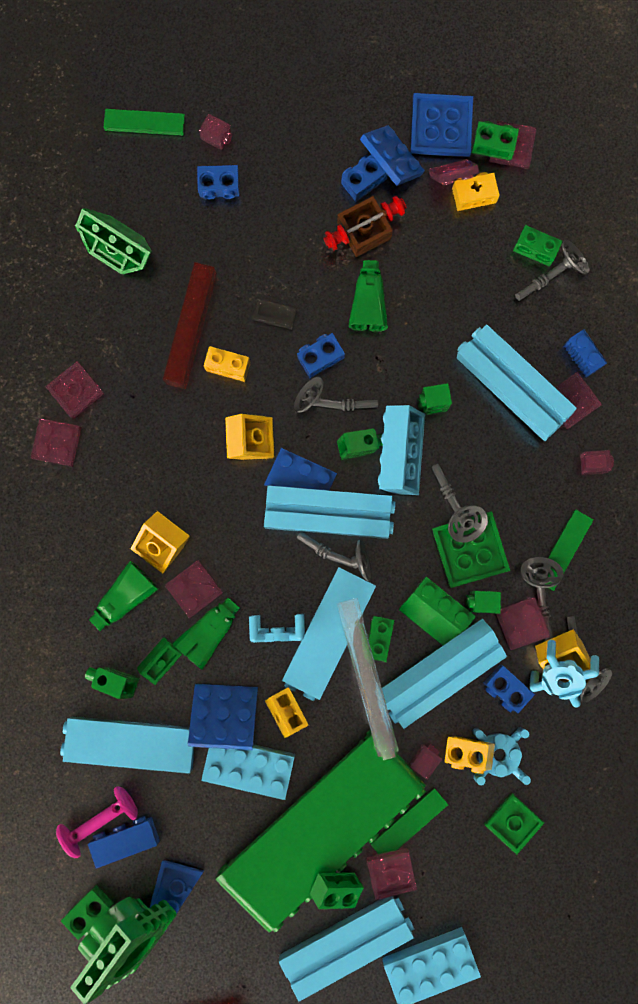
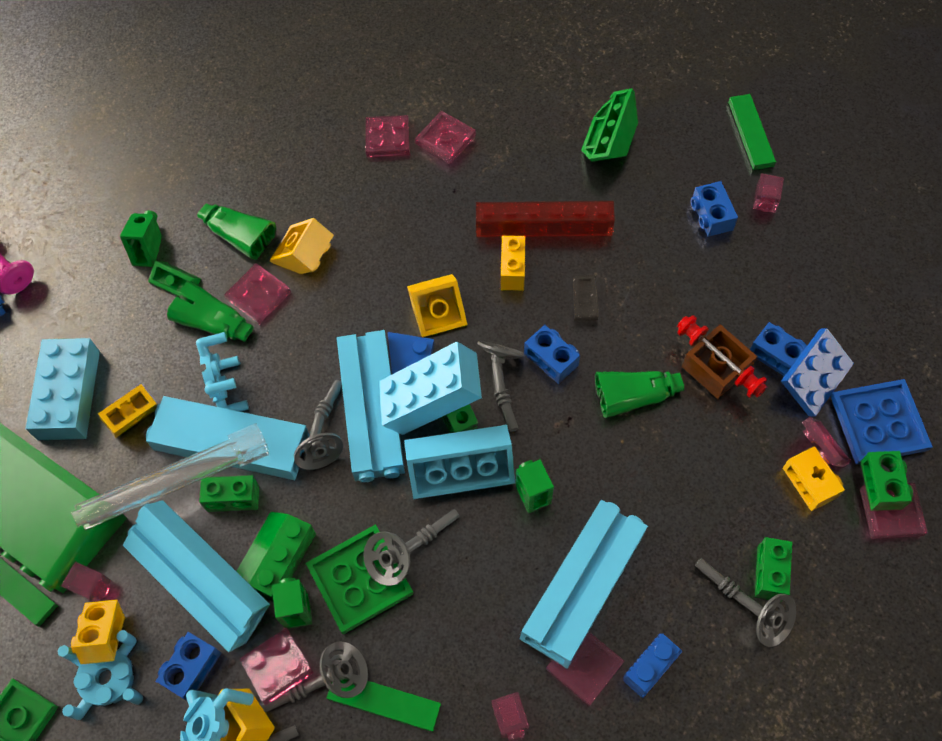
camera: 80 degrees right, 20 degrees down
(127, 744) = (79, 272): medium azure brick -> none
(223, 717) = (115, 347): blue plate -> none
(346, 457) = (430, 388): none -> medium azure brick

